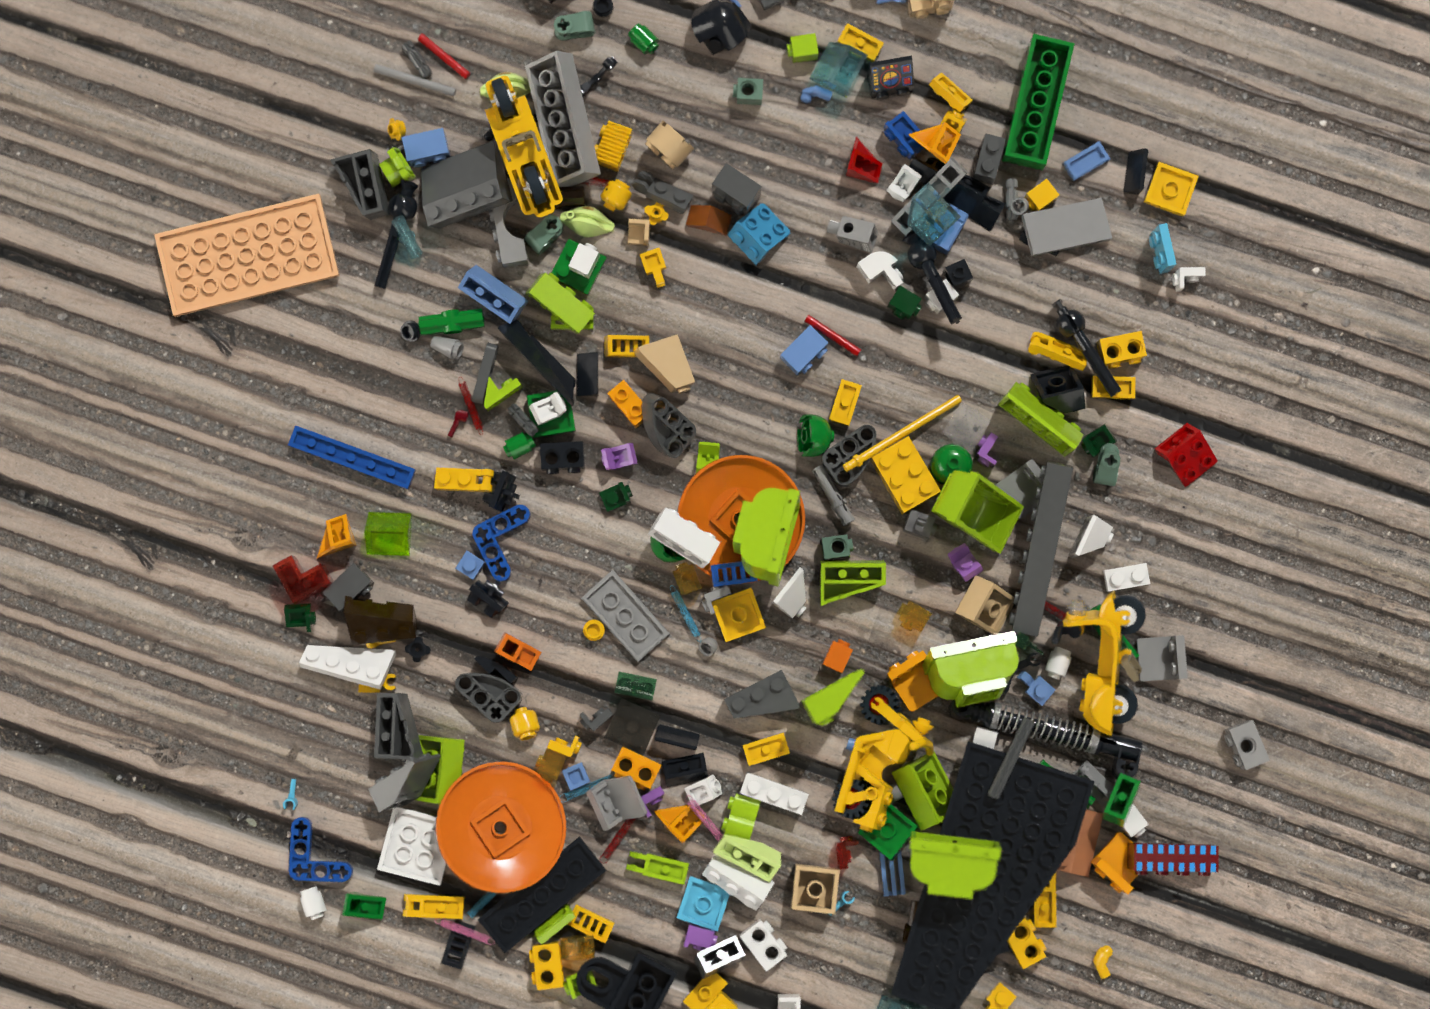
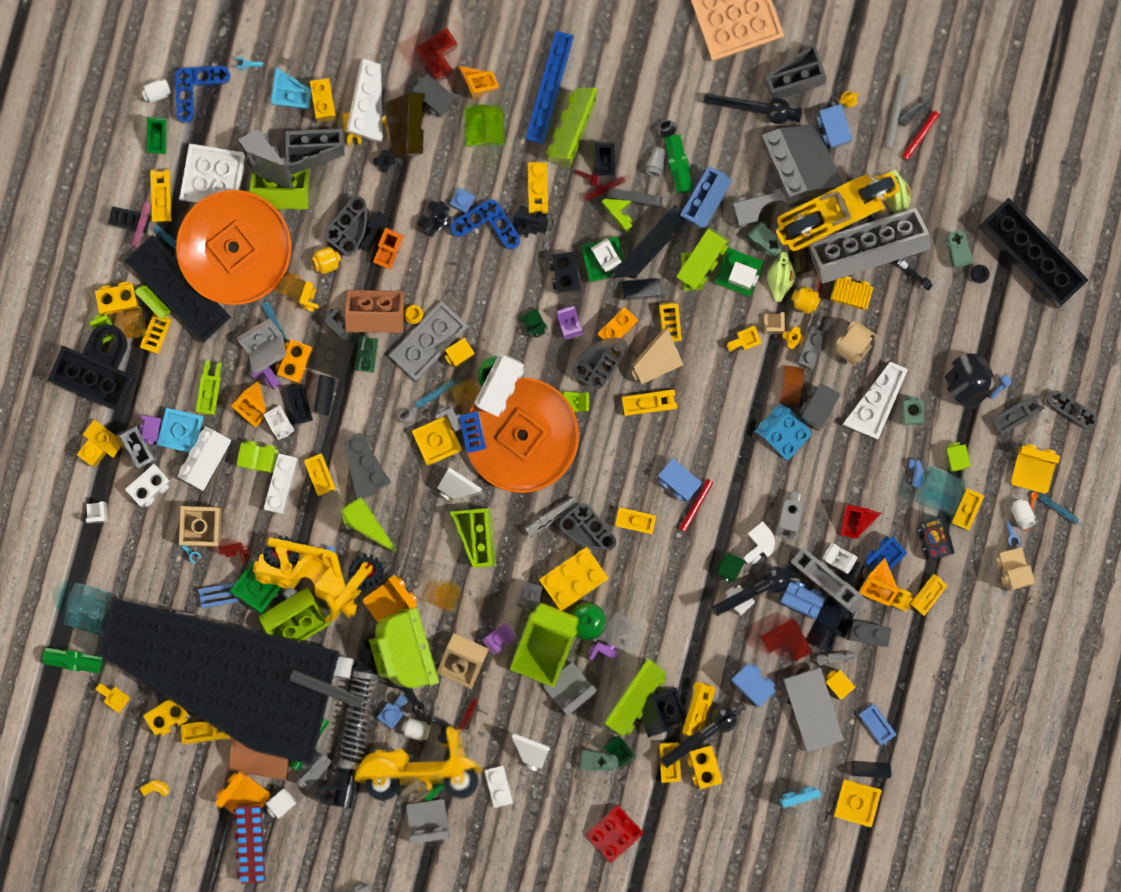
camera: 85 degrees right, 0 degrees up
(299, 616) = (405, 55): dark green bracket -> none
(328, 750) = (289, 92): none -> medium azure wing
(341, 713) = (323, 100): none -> yellow brick
(396, 168) = (812, 102): lime piece -> none
(399, 434) = (573, 126): none -> lime slope
(407, 237) = (751, 117): clear light blue pin -> none
(438, 402) = (605, 158): none -> black slope
(519, 445) = (572, 233): green brick -> none
(522, 419) = (595, 234): dark grey axle -> none
(576, 776) = (283, 309): medium blue plate -> none
(587, 673) = (374, 311): none -> nougat slope
(614, 838) = (231, 351): red piece -> none
(642, 582) = (459, 353): none -> yellow brick
(643, 39) = (952, 313): green brick -> none
(692, 807) = (250, 429): bright pink piece -> none
(715, 377) = (648, 403): none -> yellow plate
(739, 131) = (876, 404): none -> white wing
(750, 855) = (224, 467): yellowish green slope -> none
(766, 532) = (509, 452): lime container -> none
(814, 436) = (602, 495): green cylinder -> none
(829, 554) = (504, 514): sand green brick -> none
(837, 655) = (407, 531): orange brick -> none
(857, 460) = (582, 533): yellow bar -> none
(930, 214) = (810, 581): clear light blue slope -> none
(951, 866) = (226, 639): lime container -> none
(958, 274) = (760, 613): black brick -> none
(984, 248) = (788, 635): none -> clear red brick
(1016, 201) = (823, 665): light grey hinge -> none
(1024, 642) = (431, 694): clear green plate -> none
(1038, 102) = (926, 674): green brick -> none
(1039, 286) = (753, 684): none -> medium blue brick
(1042, 548) = (516, 705): dark grey brick -> none
(1121, 800) = (297, 791): green brick -> none
(1191, 274) = (779, 825): white bracket -> none

